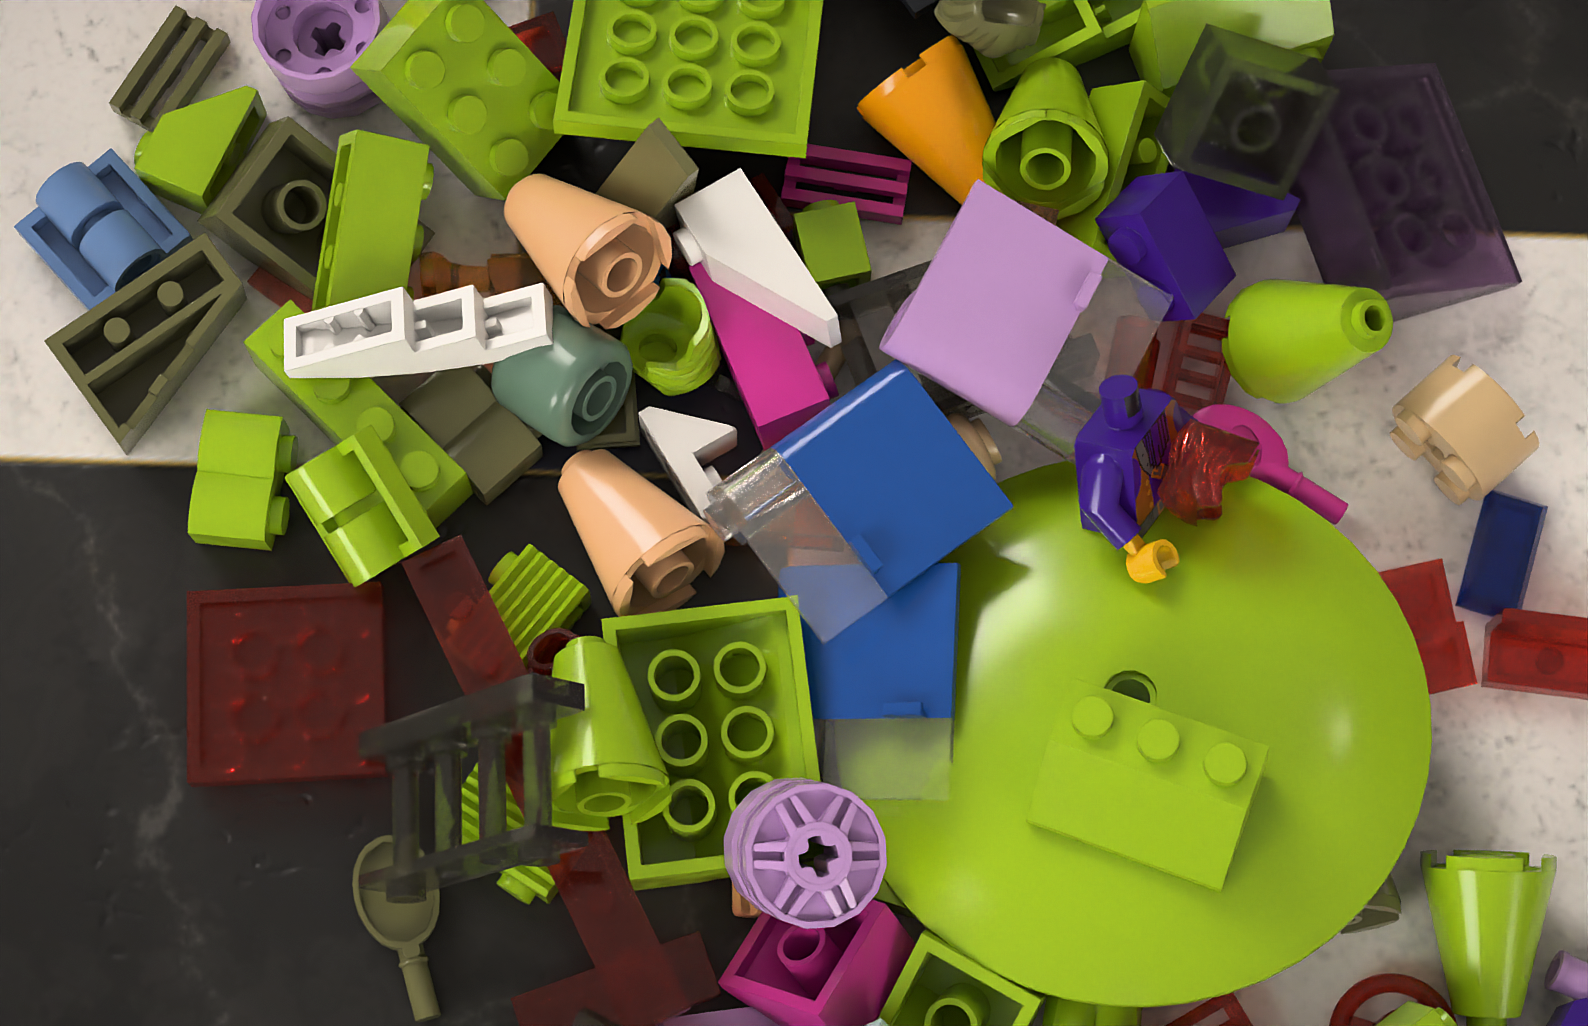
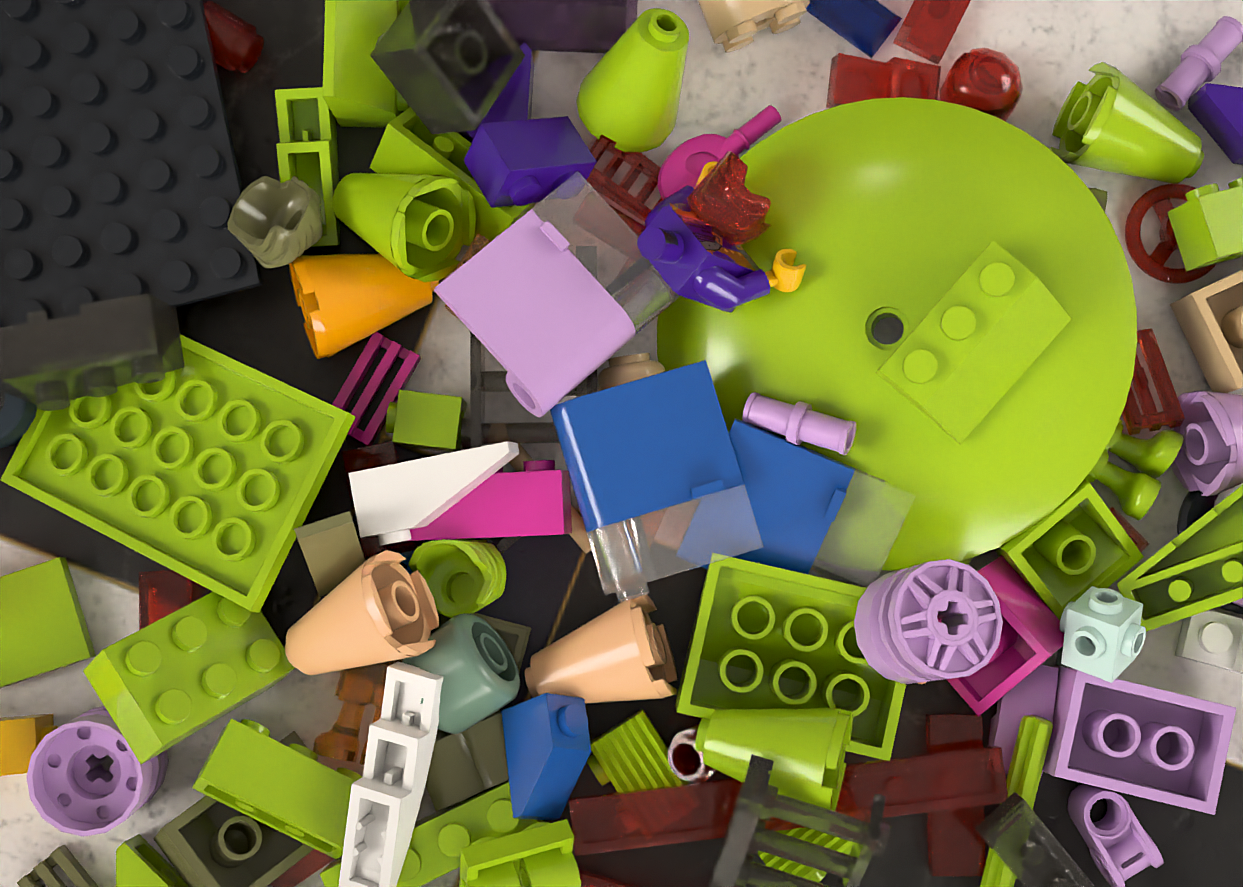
camera: 70 degrees left, 10 degrees up
(504, 492) = (545, 753): none -> blue slope
(685, 445) = (546, 594): white slope -> none
(981, 637) = (799, 423): none -> lavender pin
(1474, 743) = (984, 82): none -> clear red hair

